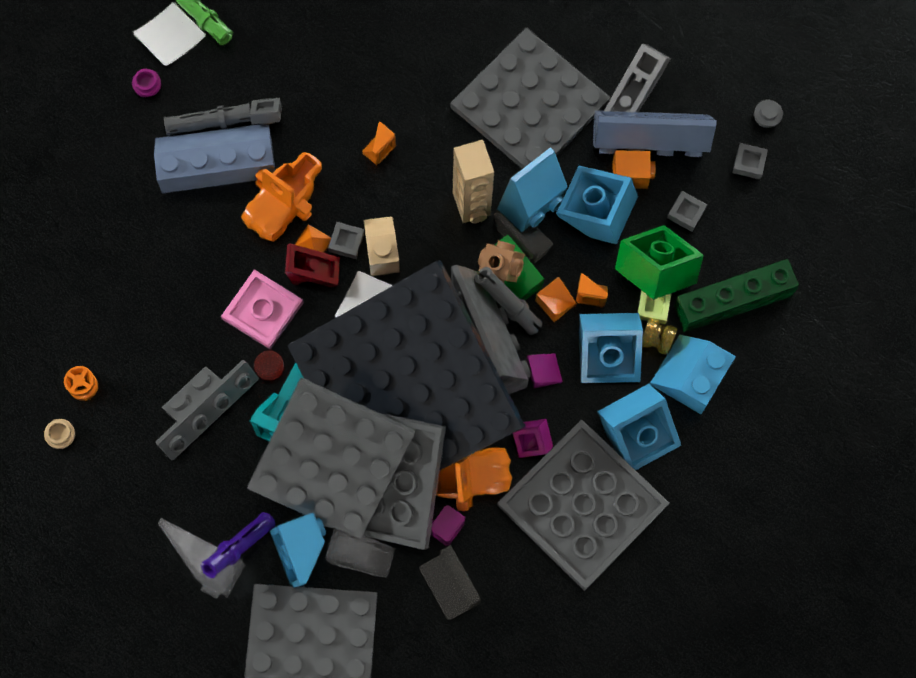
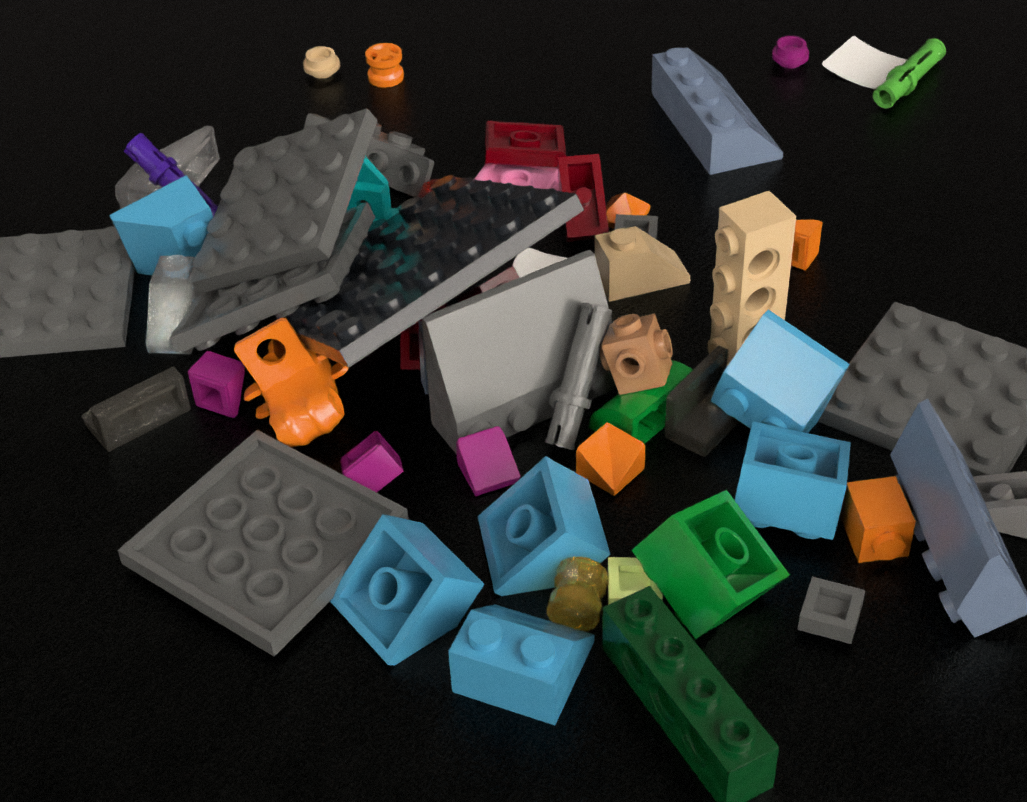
camera: 85 degrees right, 30 degrees down
(207, 119) = (768, 108): dark grey pin -> none
(225, 294) = (524, 144): none -> dark red tile
(265, 111) = (794, 140): dark grey plate -> none
(282, 196) = (678, 161): orange piece -> none
(590, 292) = (637, 497): orange slope -> none
(750, 161) = (974, 694): dark grey plate -> none

